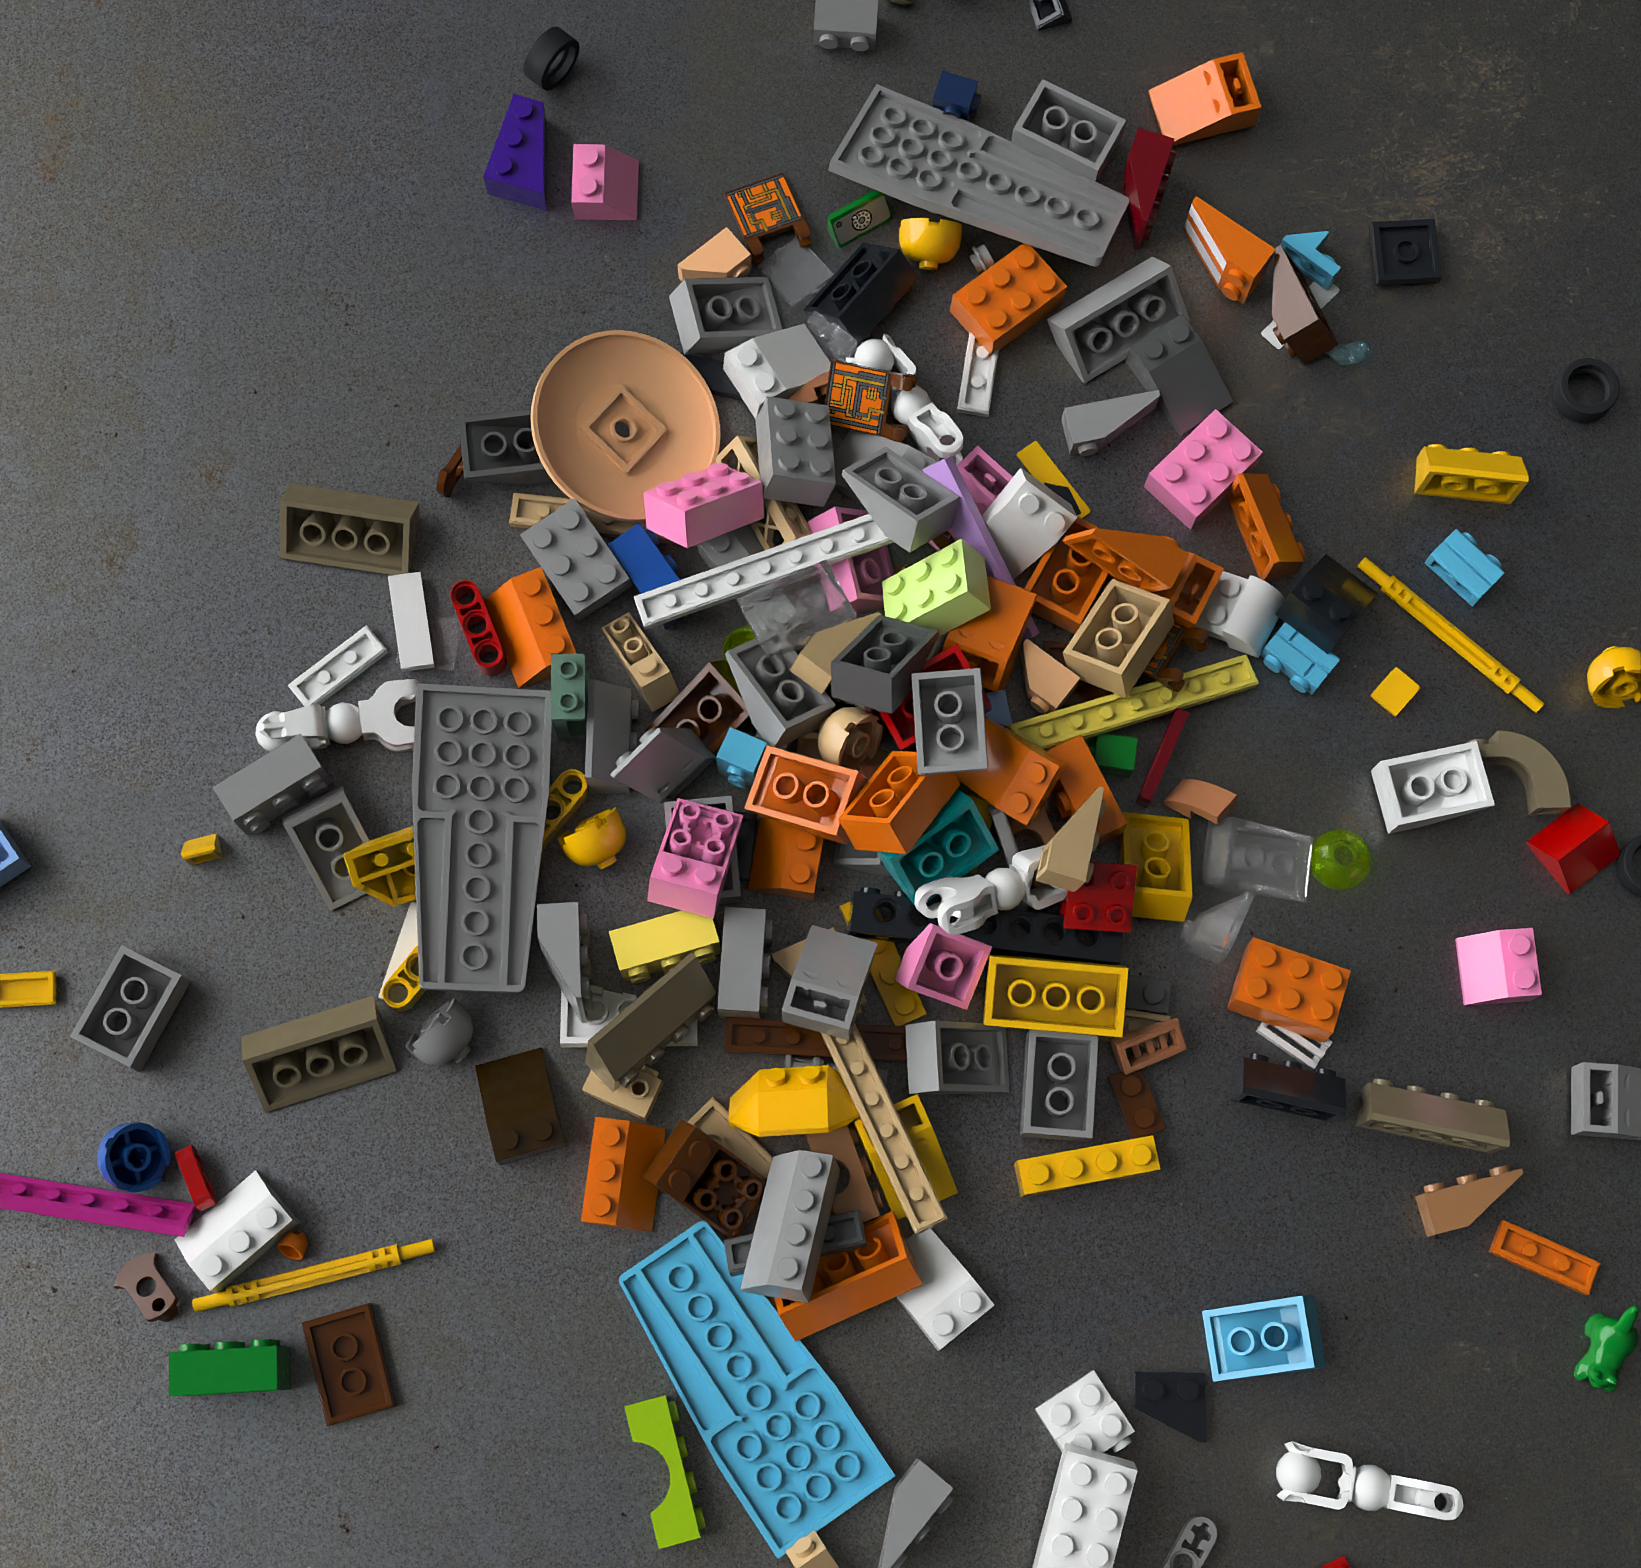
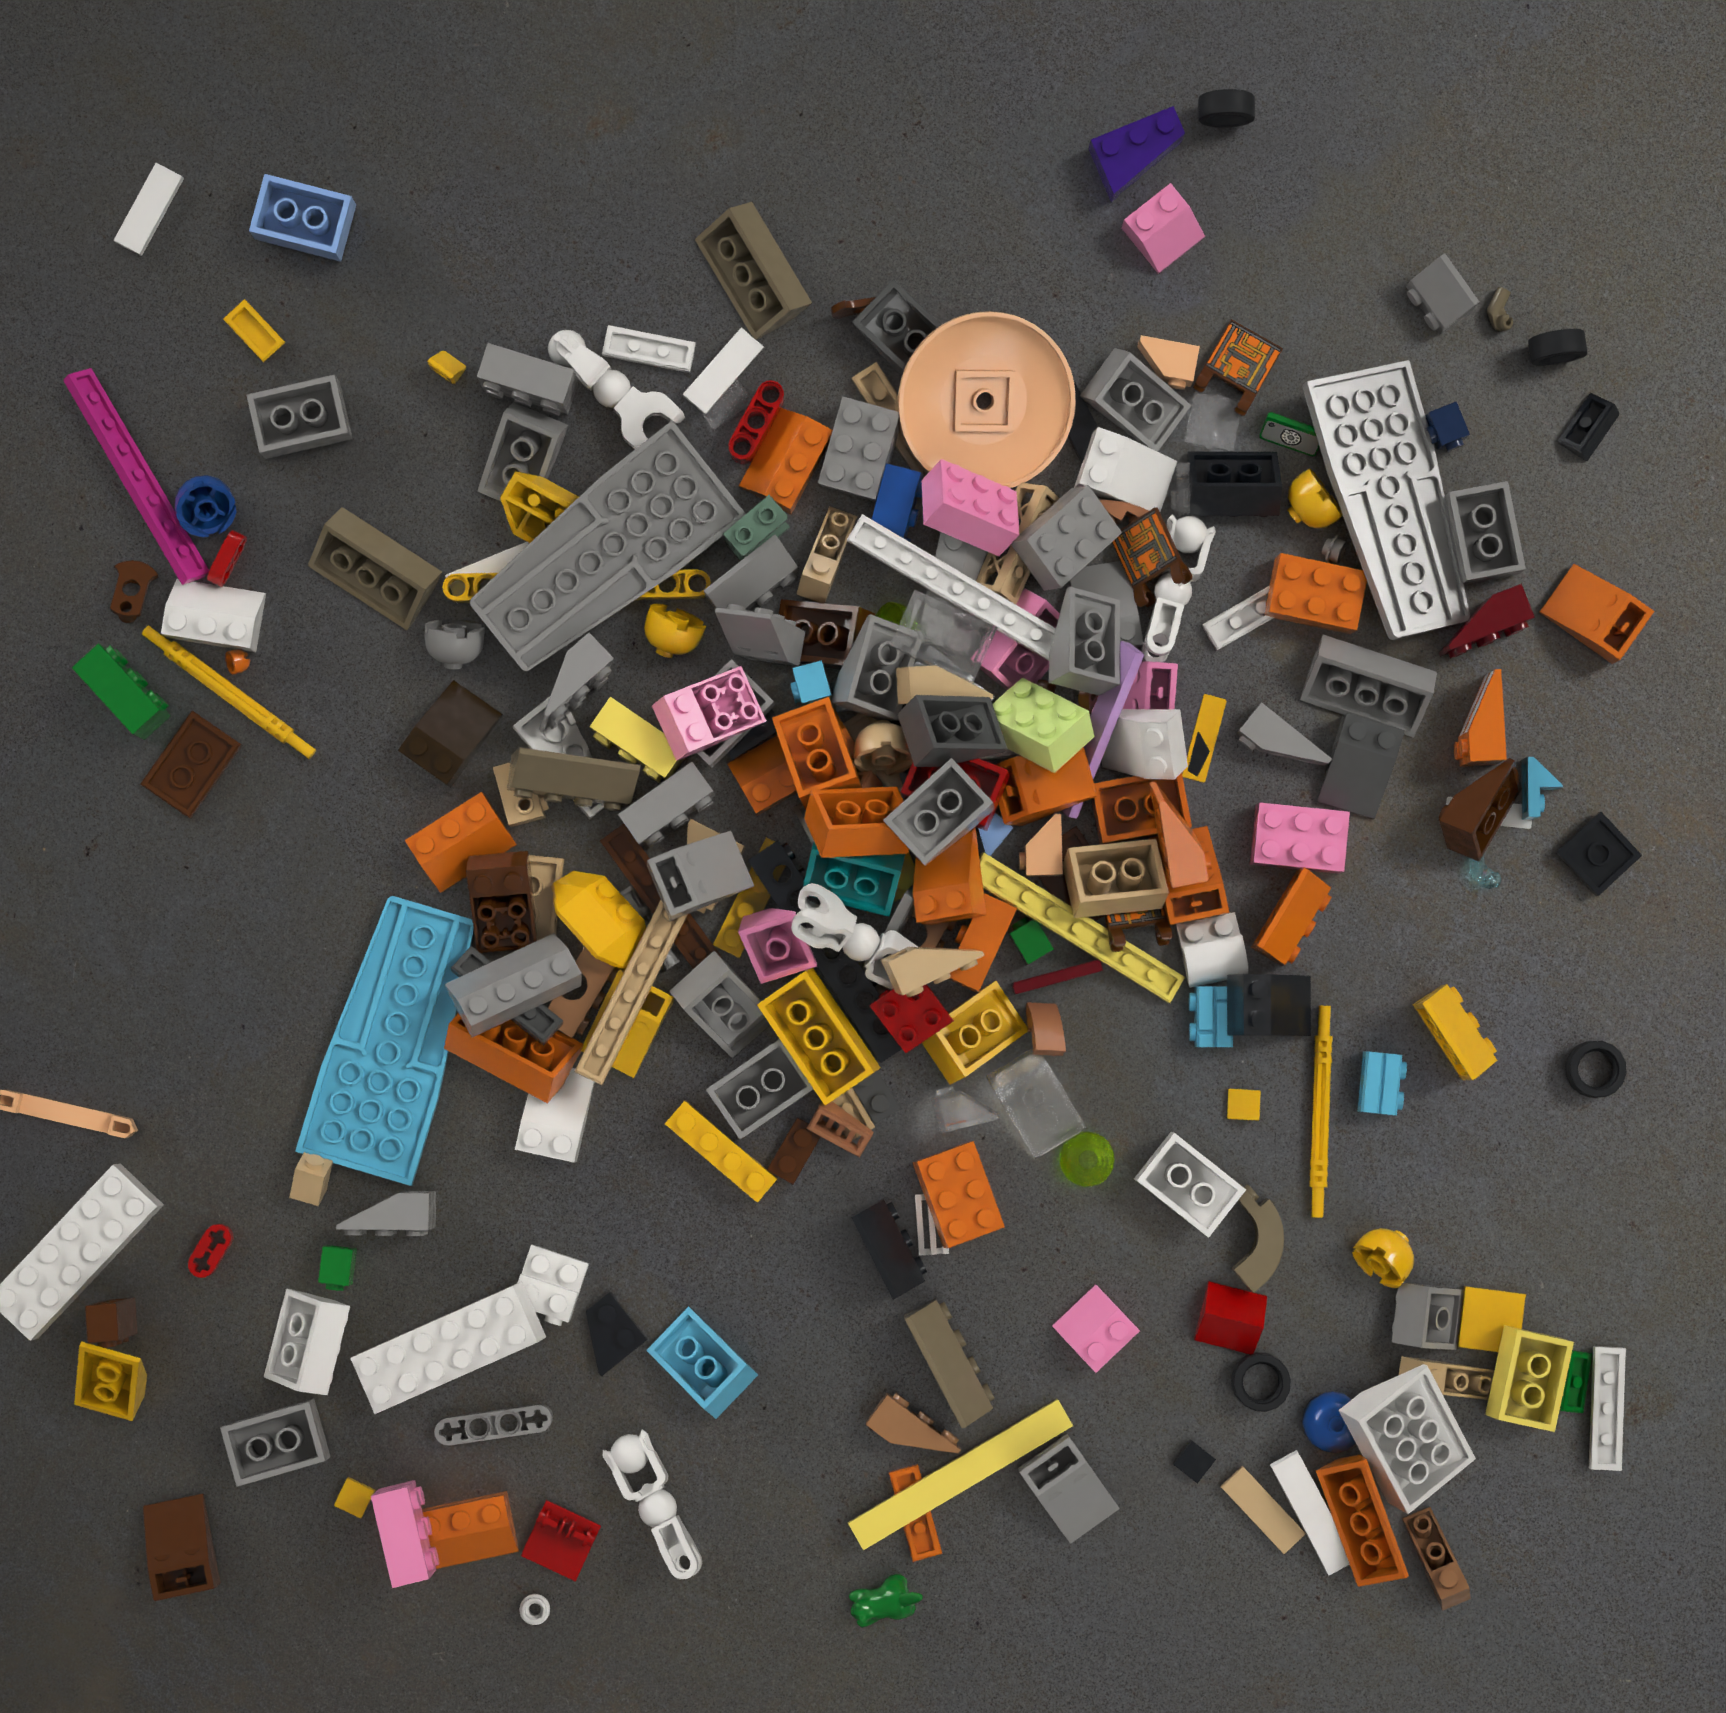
camera: 50 degrees right, 10 degrees up
(676, 1517) = (314, 1000): lime arch -> none
(1541, 1190) = (960, 1474): none -> light yellow tile

